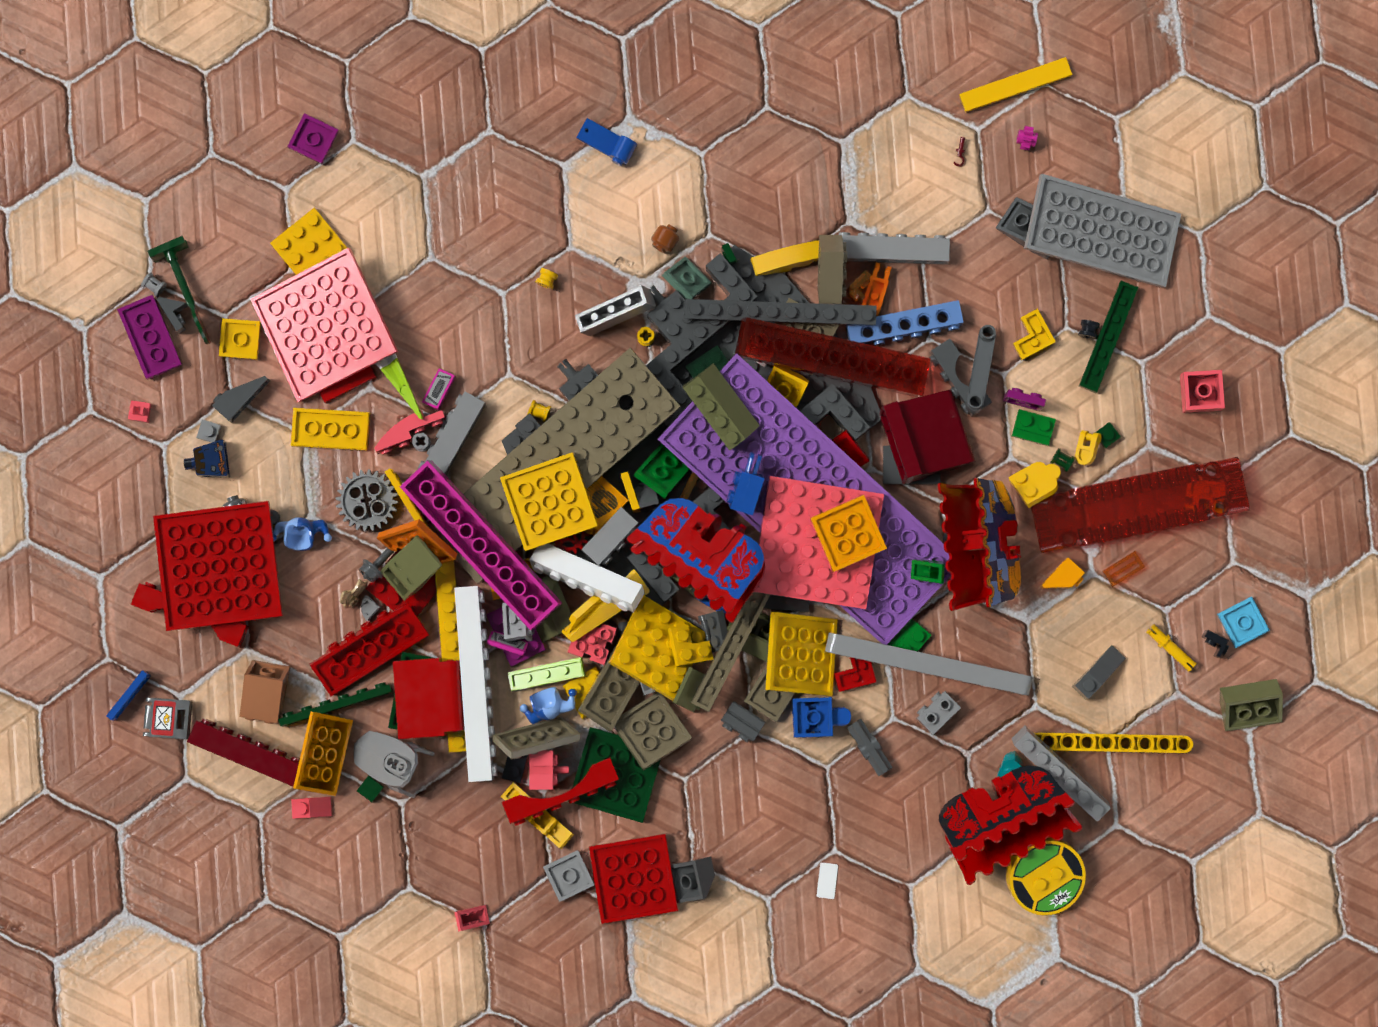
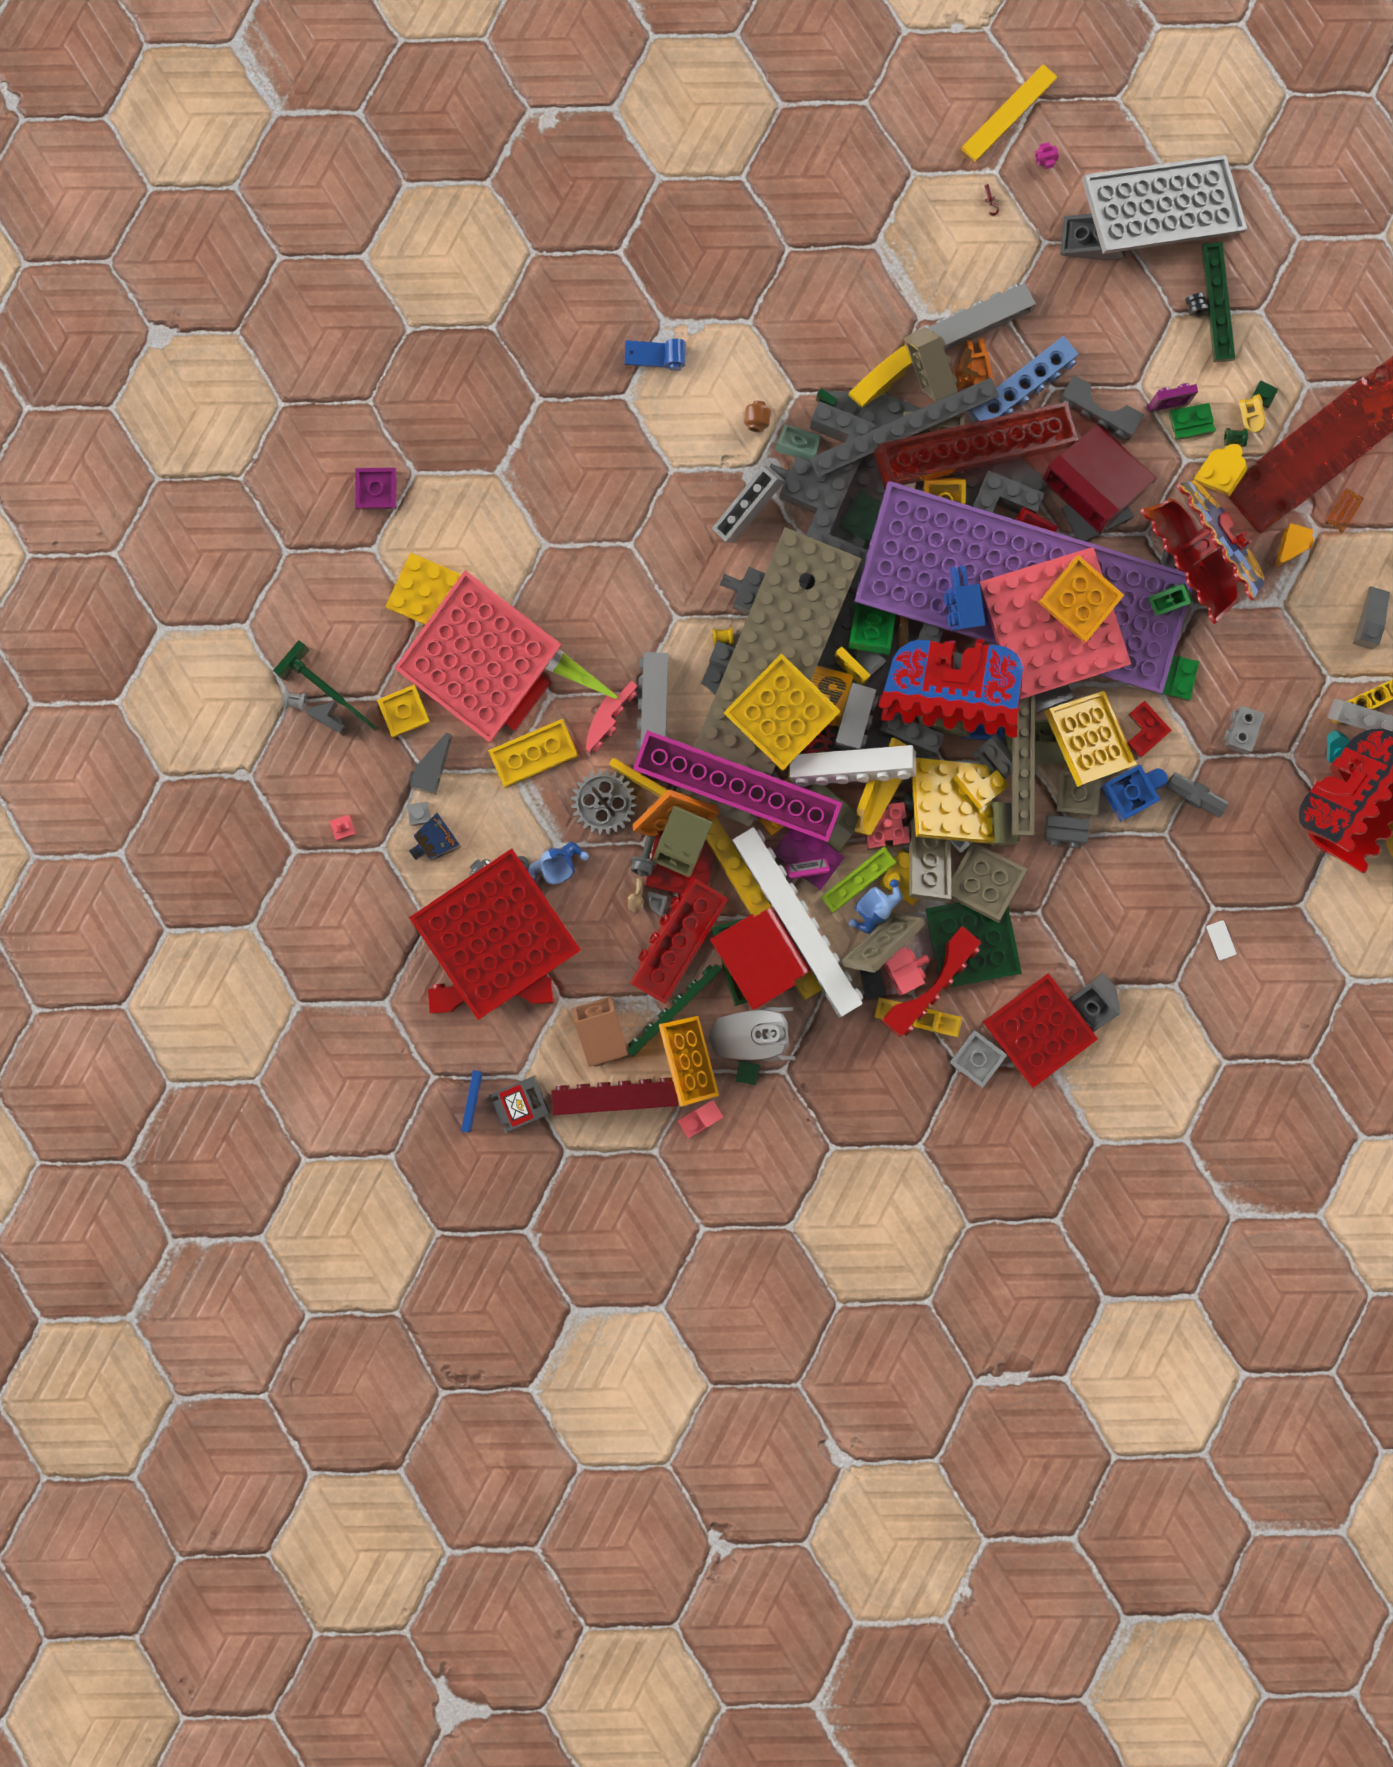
camera: 25 degrees left, 0 degrees up
(149, 337) = (316, 752): magenta plate -> none
(421, 448) = (630, 726): light grey bush -> none
(438, 389) = (617, 664): slope -> none
(471, 917) = (907, 1145): coral slope -> none
(513, 627) = (806, 846): light grey bracket -> none
(546, 278) = (665, 509): yellow wheel -> none
(641, 333) = (788, 511): yellow bush -> none
(721, 406) = (900, 539): olive slope -> none
(928, 664) = (1212, 688): light grey beam -> none
(981, 369) = (1117, 389): dark grey piece -> none
(1038, 337) = (1153, 334): yellow plate -> none
(1202, 391) = (1332, 308): coral brick -> none

